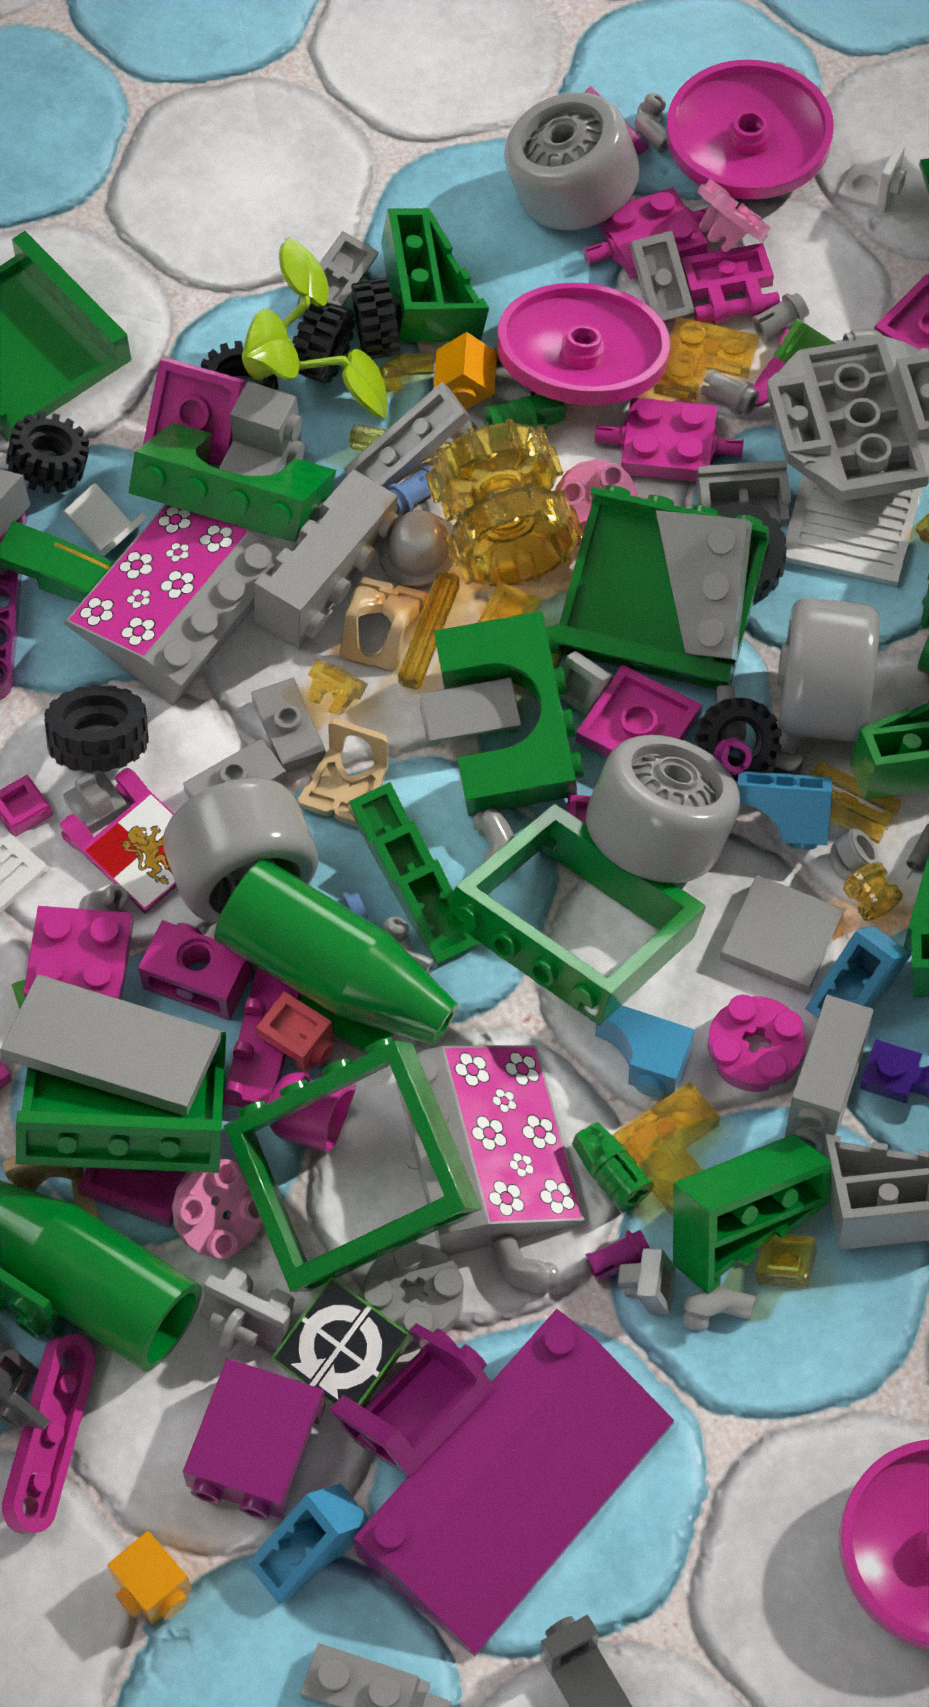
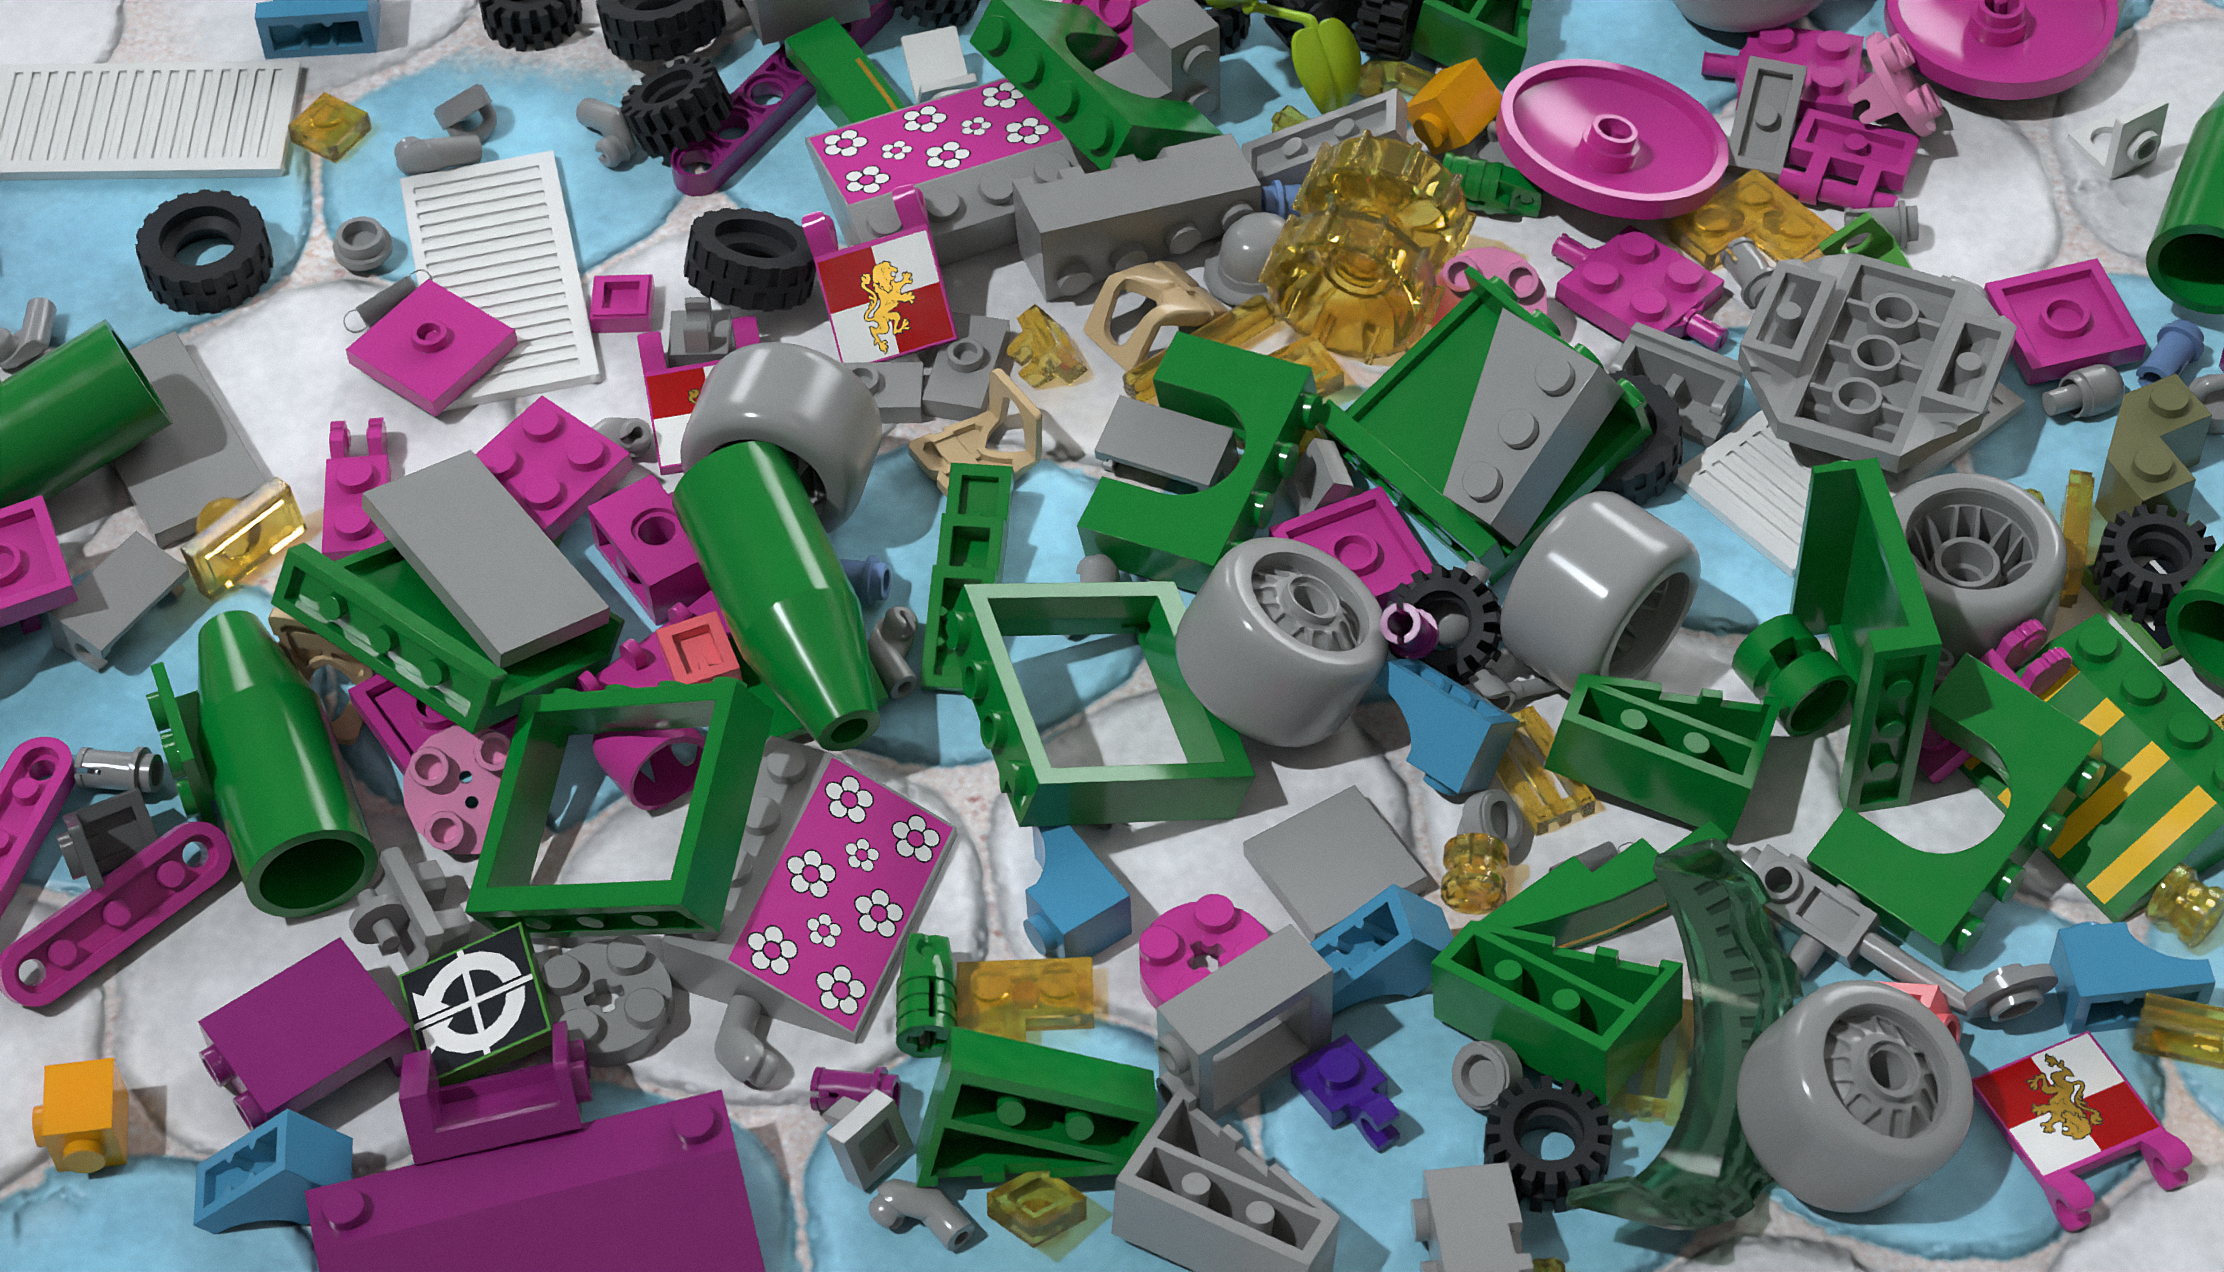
camera: 35 degrees right, 10 degrees down
(208, 703) = (885, 292): none -> flag

